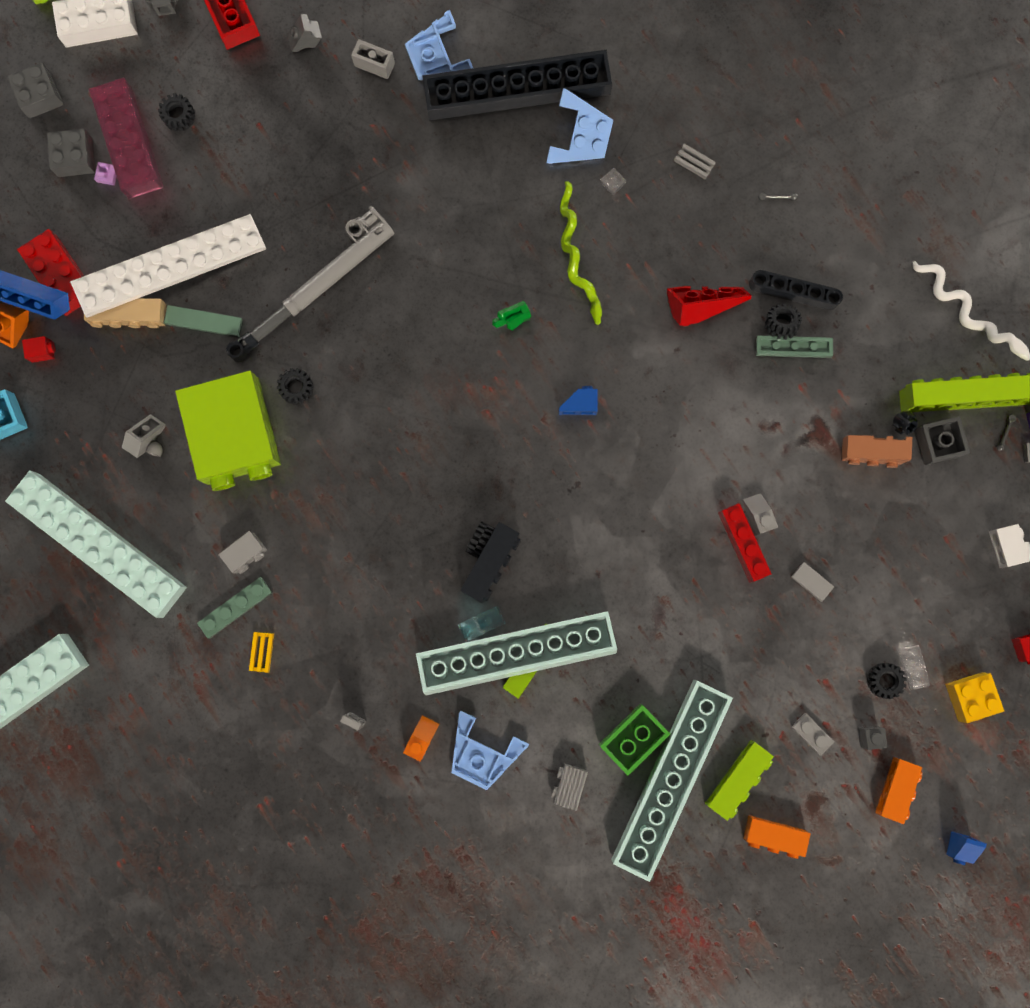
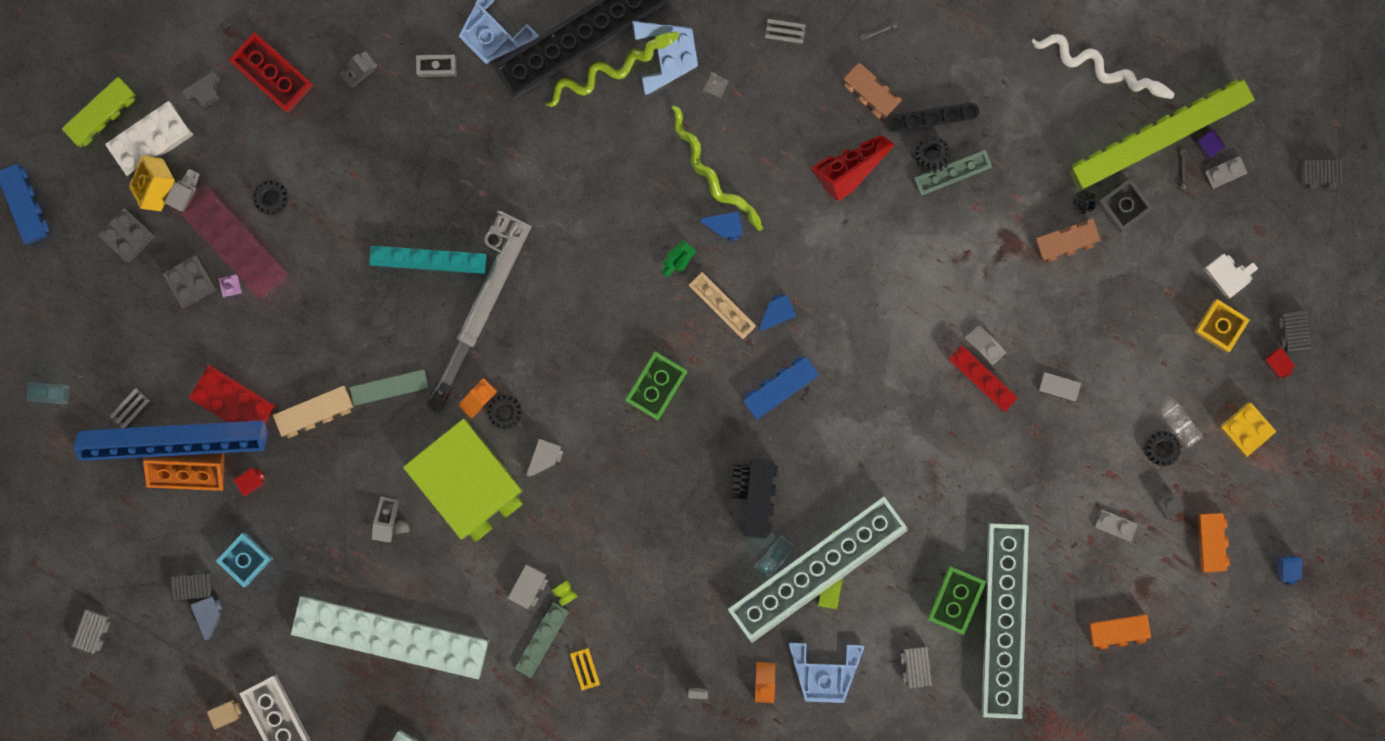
camera: 20 degrees left, 5 degrees up
(75, 50) = (151, 183): none -> yellow brick
(97, 72) = (183, 191): none -> light grey hinge
(167, 265) = (336, 350): white plate -> none
(274, 573) = (565, 593): none -> lime wheel
(277, 362) = (477, 398): none -> orange slope
(289, 222) = (428, 260): none -> teal brick
(311, 441) = (544, 457): none -> light grey slope
(442, 420) = (656, 386): none -> bright green brick
(534, 375) = (722, 305): none -> tan plate
(555, 471) = (781, 387): none -> blue brick
(568, 305) = (725, 225): none -> blue slope
(581, 116) = (660, 42): none -> lime animal
(739, 780) = (1066, 595): lime brick -> none
(751, 244) = (871, 91): none -> nougat wedge
(989, 589) = (1221, 326): none -> yellow brick

